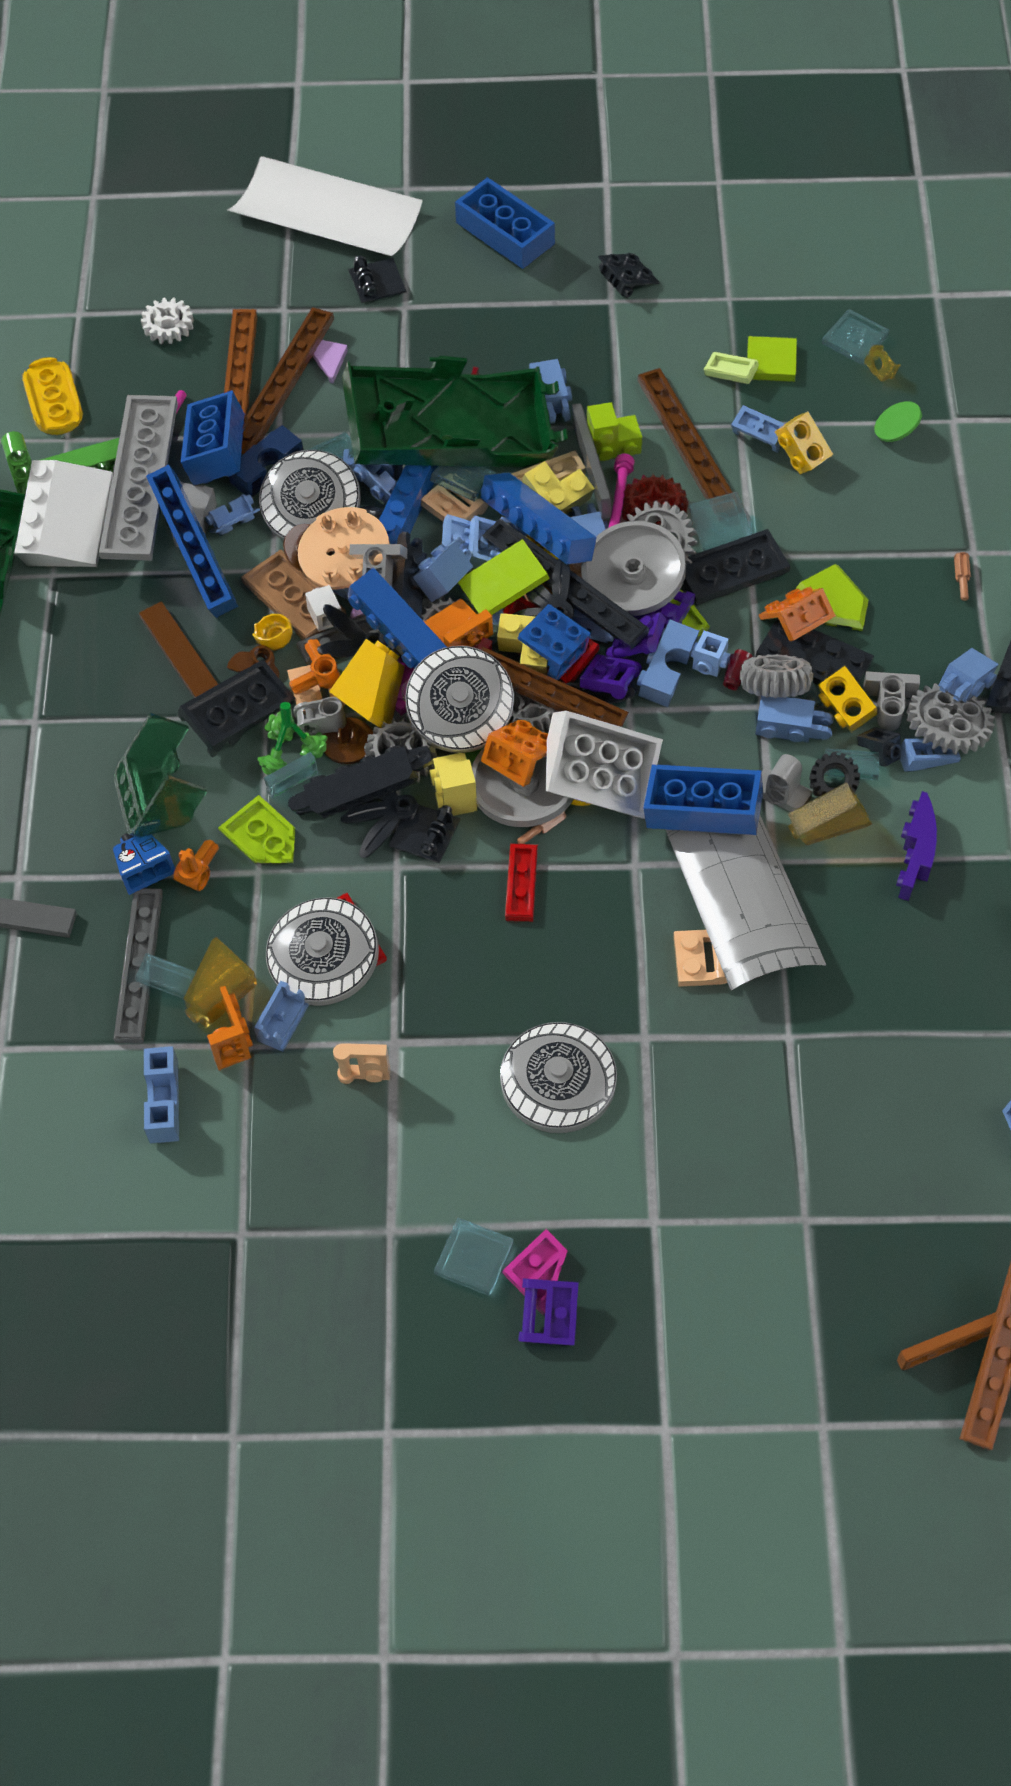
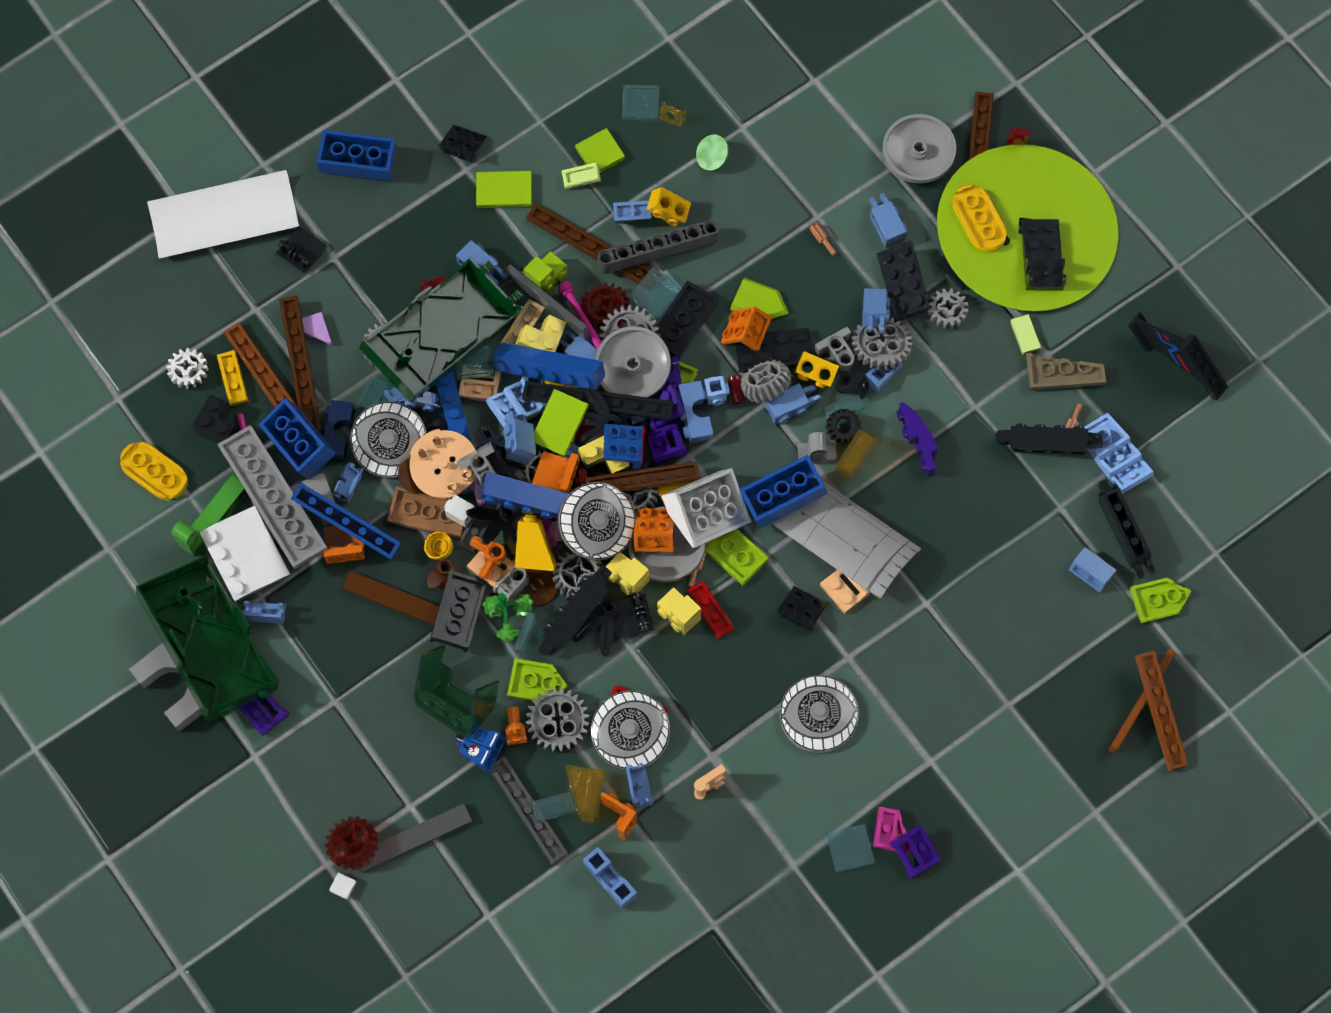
camera: 35 degrees left, 10 degrees up
(39, 589) = (264, 612): none -> medium blue hinge
(150, 375) = (211, 420): none -> black brick
(170, 573) = (341, 546): none -> orange bracket
(205, 357) = (232, 378): none -> yellow tile
(272, 896) = (540, 721): none -> light grey gear
(481, 859) = (679, 610): none -> light yellow brick
(599, 842) = (736, 555): none -> lime tile
(629, 946) = (802, 608): none -> black hinge
(636, 338) = (503, 189): none -> lime tile
(761, 477) = (664, 240): none -> dark grey beam

